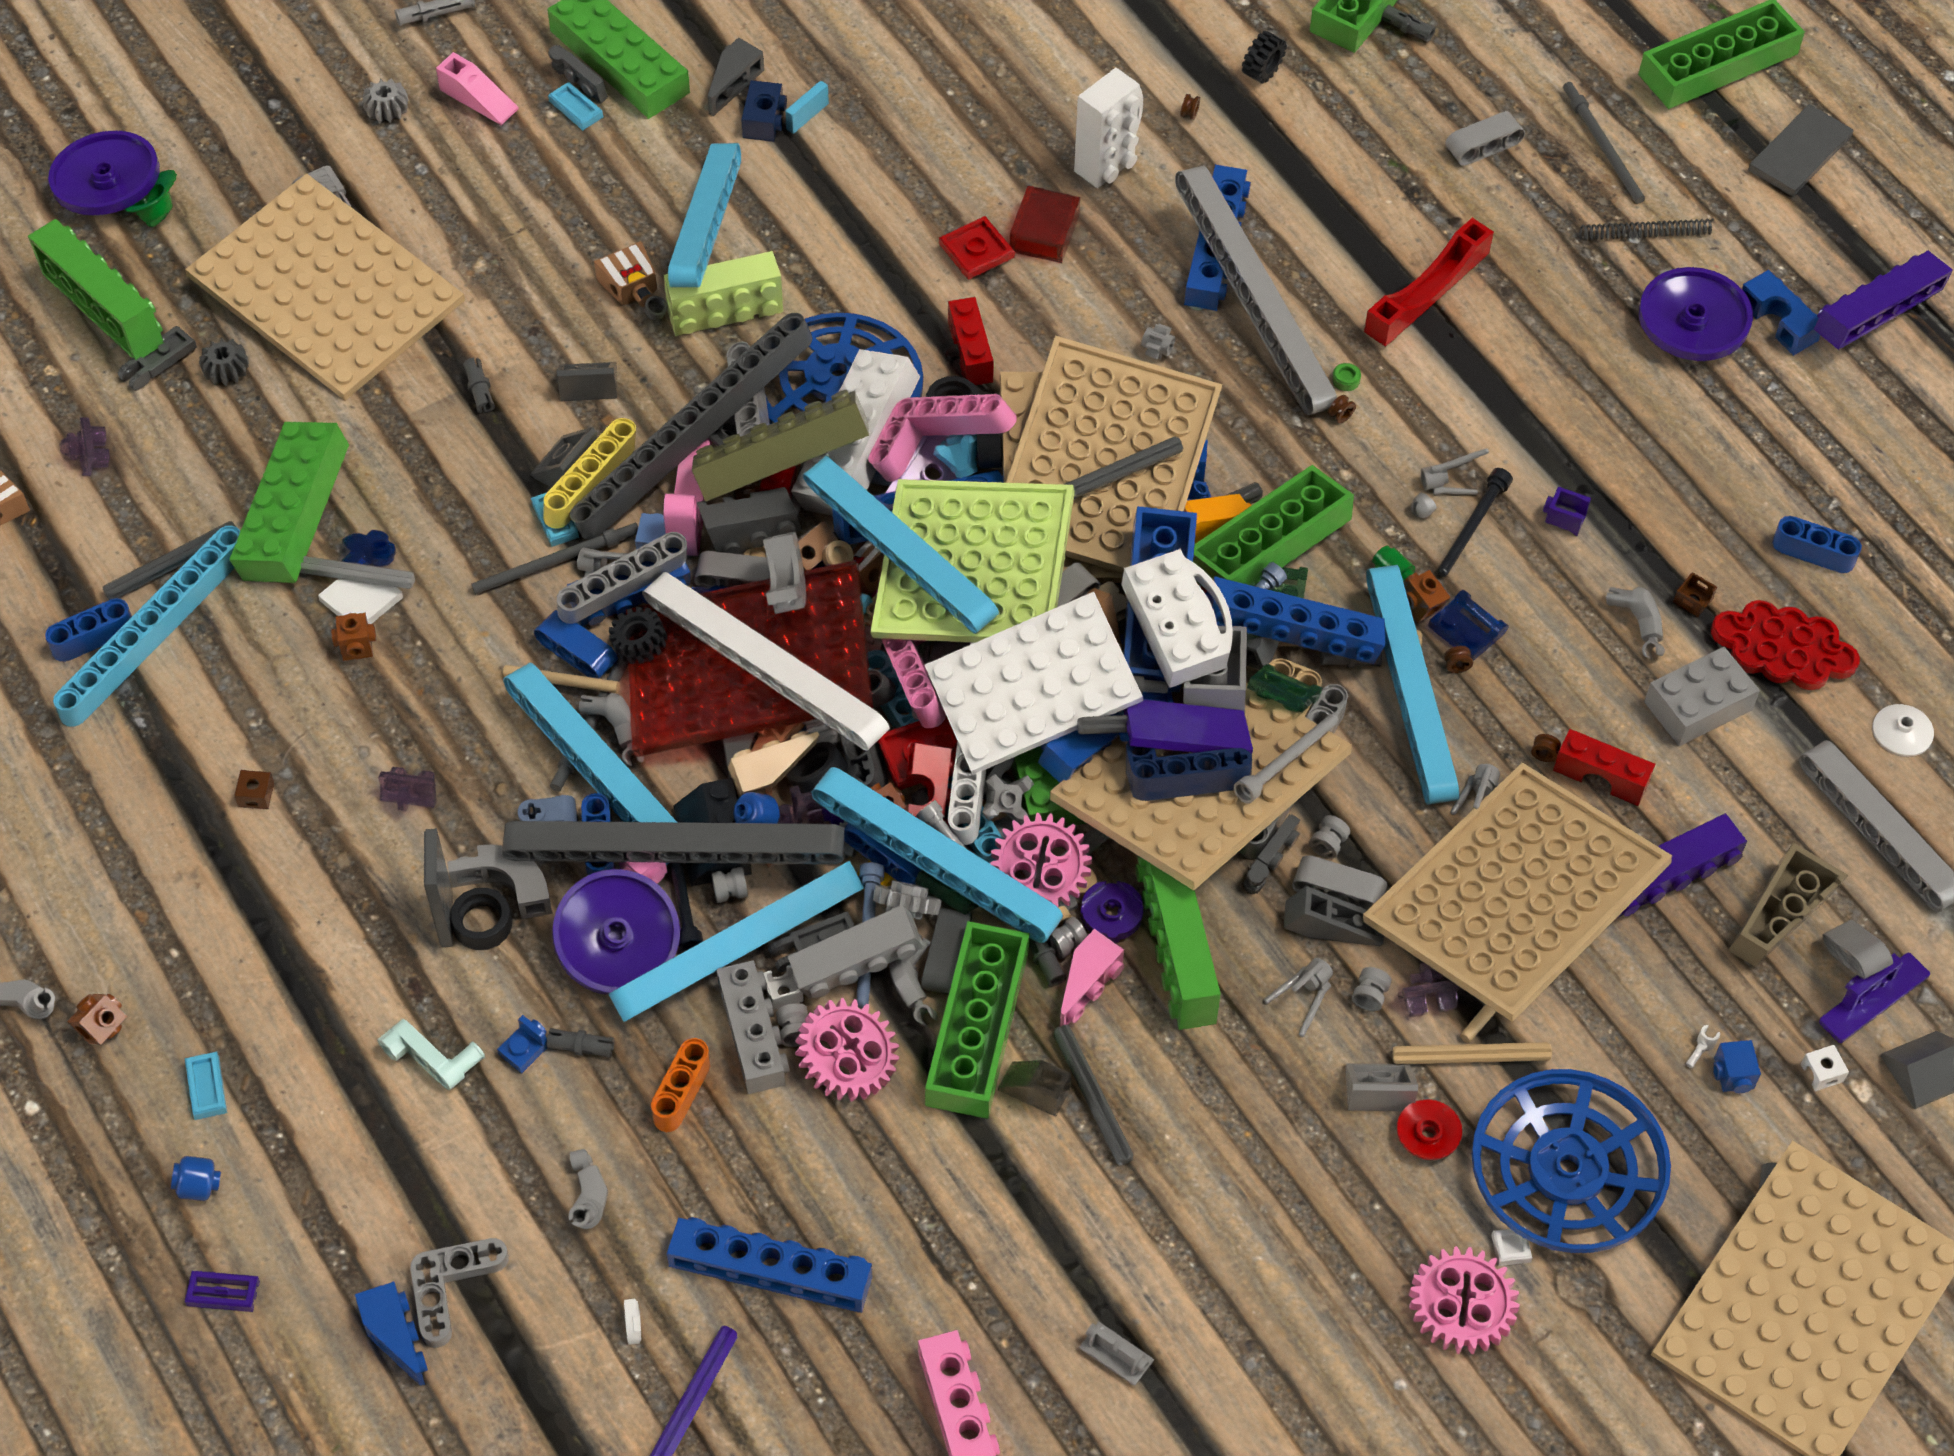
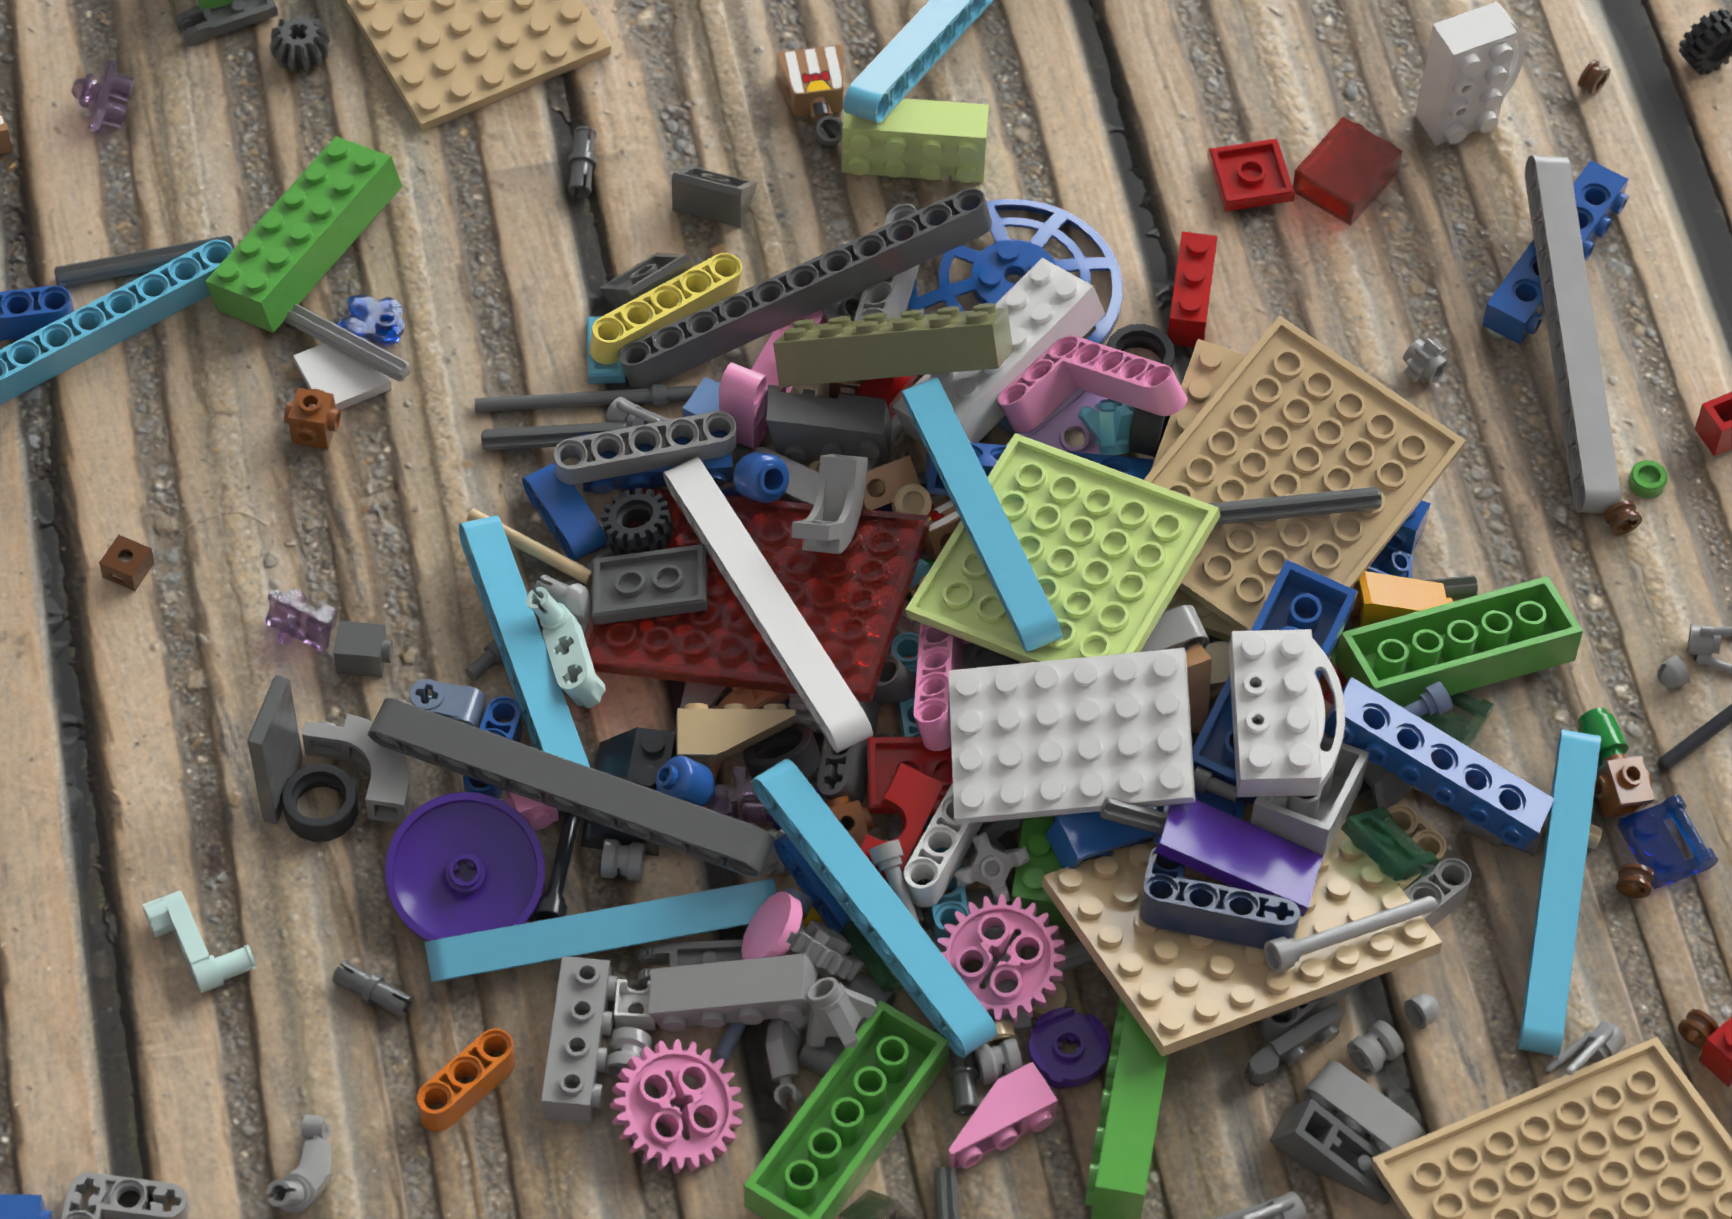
camera: 20 degrees right, 0 degrees up
(465, 794) = (362, 649): none -> dark grey brick
(524, 1044) = (308, 969): blue bracket -> none
(536, 594) = (541, 435): none -> dark grey axle
(615, 733) = (562, 631): none -> light aqua beam
(667, 676) = (650, 584): none -> dark grey tile
(718, 572) = (761, 477): none -> blue head
(866, 895) = (772, 926): none -> bright pink tile
(940, 941) = (836, 1012): none -> light grey rock
(1349, 799) = (1421, 1010): none -> light grey hinge

